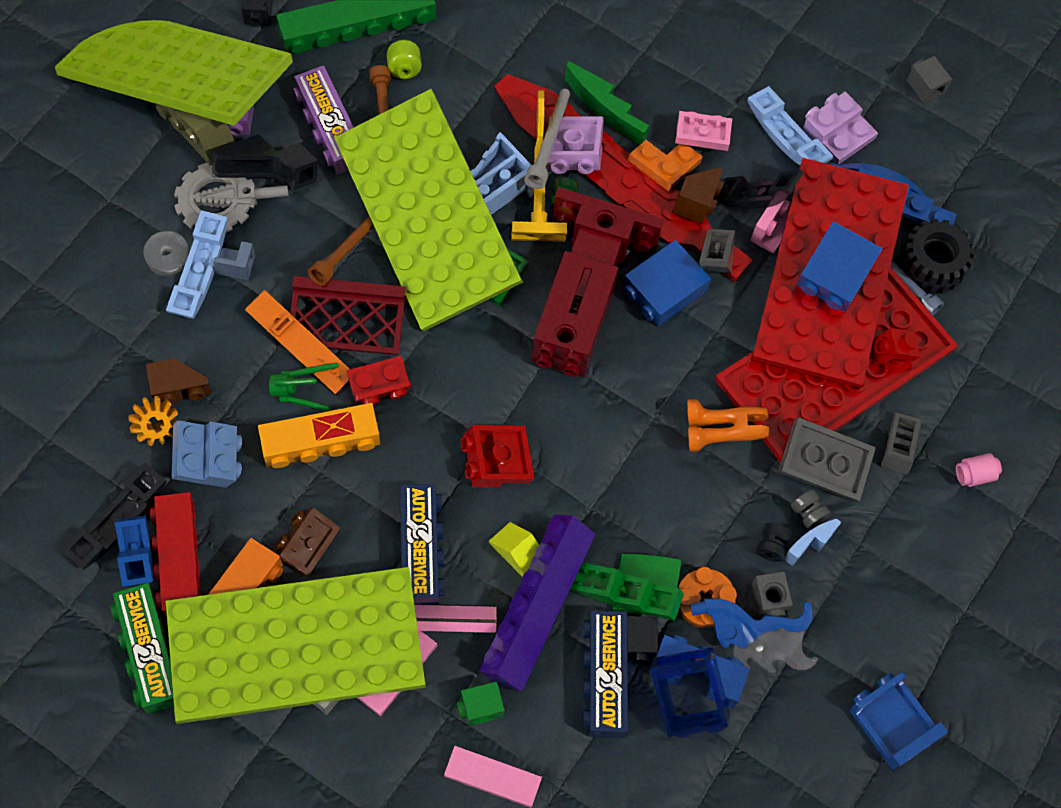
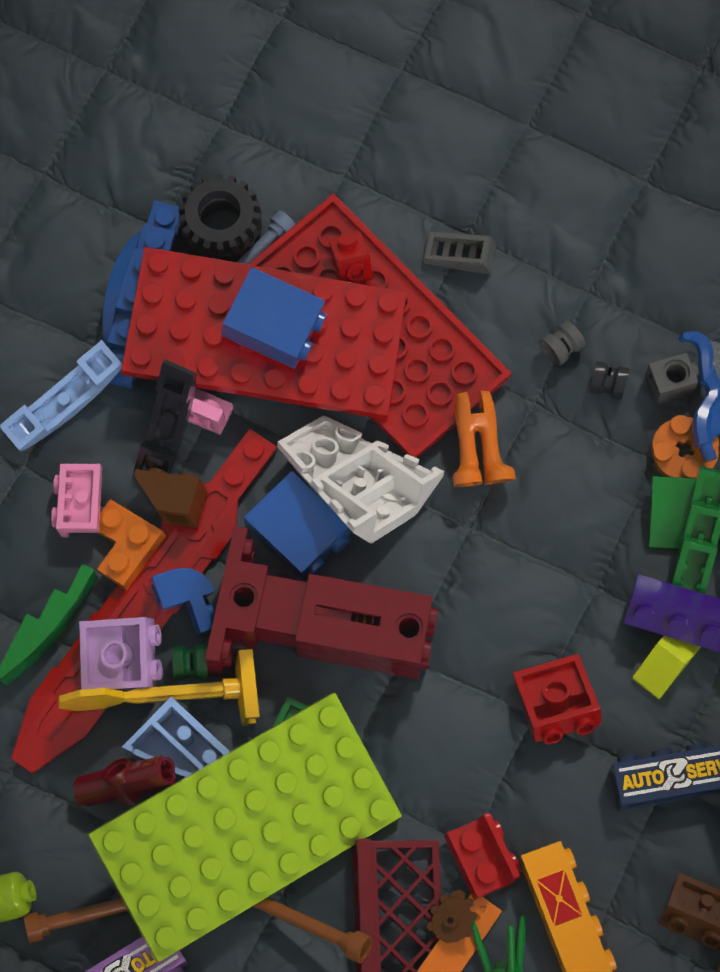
camera: 90 degrees left, 5 degrees up
(334, 351) = (453, 917): none -> reddish brown piece
(474, 134) = (124, 781): none -> dark red piece
(537, 174) = (186, 689): light grey piece -> none
(622, 187) = (185, 587): none -> blue brick
(699, 326) = (358, 478): none -> white wedge
(718, 251) = (254, 465): dark grey slope -> none
(815, 538) = (594, 333): light blue slope -> none
(826, 459) = (503, 327): dark grey plate -> none
(839, 127) = (47, 339): lavender plate -> none
(978, 470) = (484, 169): bright pink brick -> none

